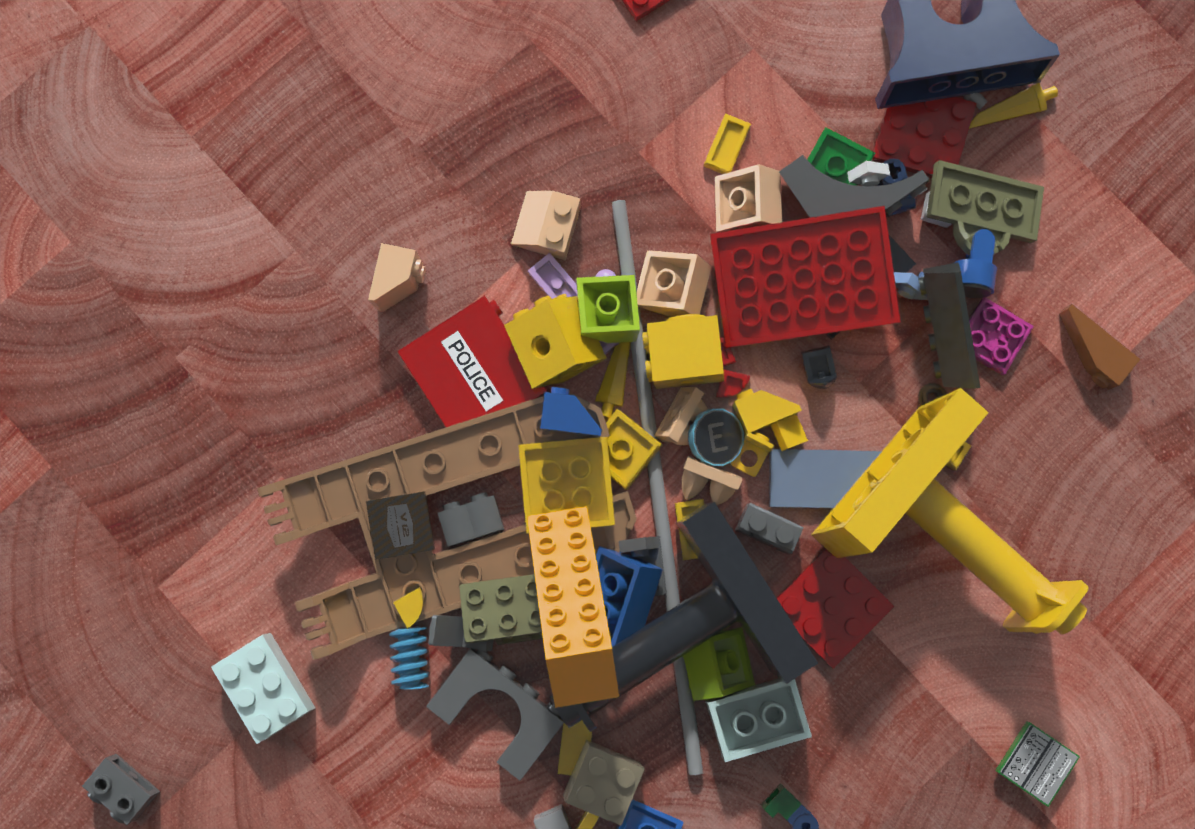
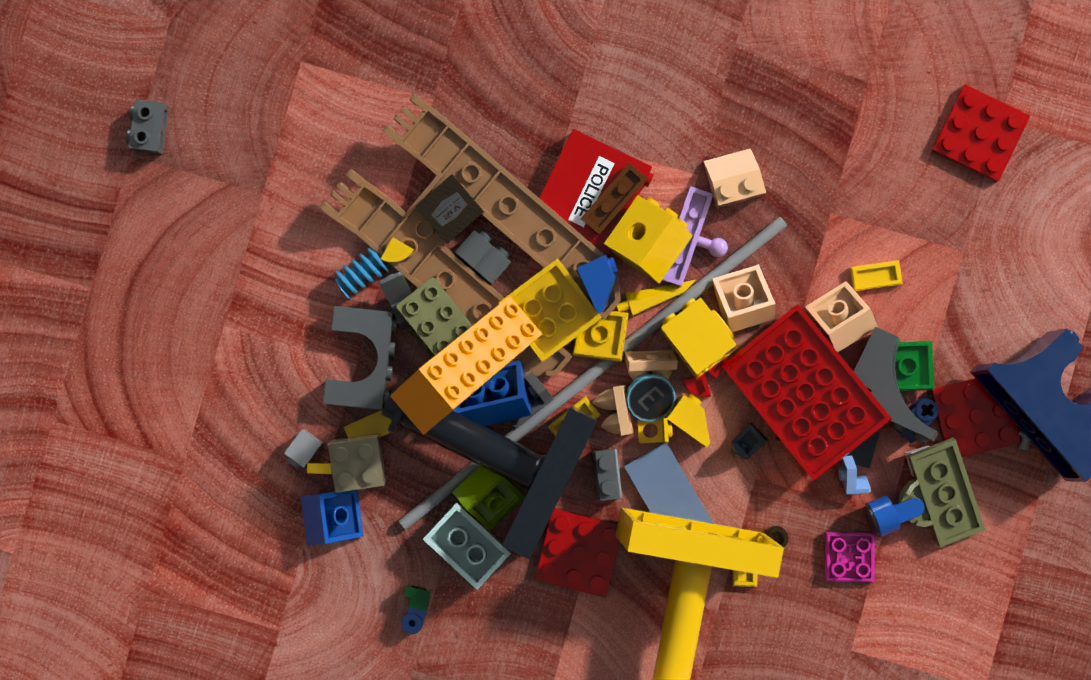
camera: 60 degrees right, 5 degrees up
(263, 687) = (277, 182): light aqua brick -> none
(395, 276) = (627, 93): light nougat slope -> none
(493, 352) = (614, 199): none -> reddish brown plate
(608, 308) = (696, 262): lime slope -> none
(789, 432) = (686, 448): yellow tile -> none
(868, 173) = (913, 394): white plate -> none
(950, 325) = (834, 519): pearl dark grey slope -> none
(1023, 103) = (1043, 478): yellow bar -> none
(1099, 352) = (882, 643): dark orange slope -> none

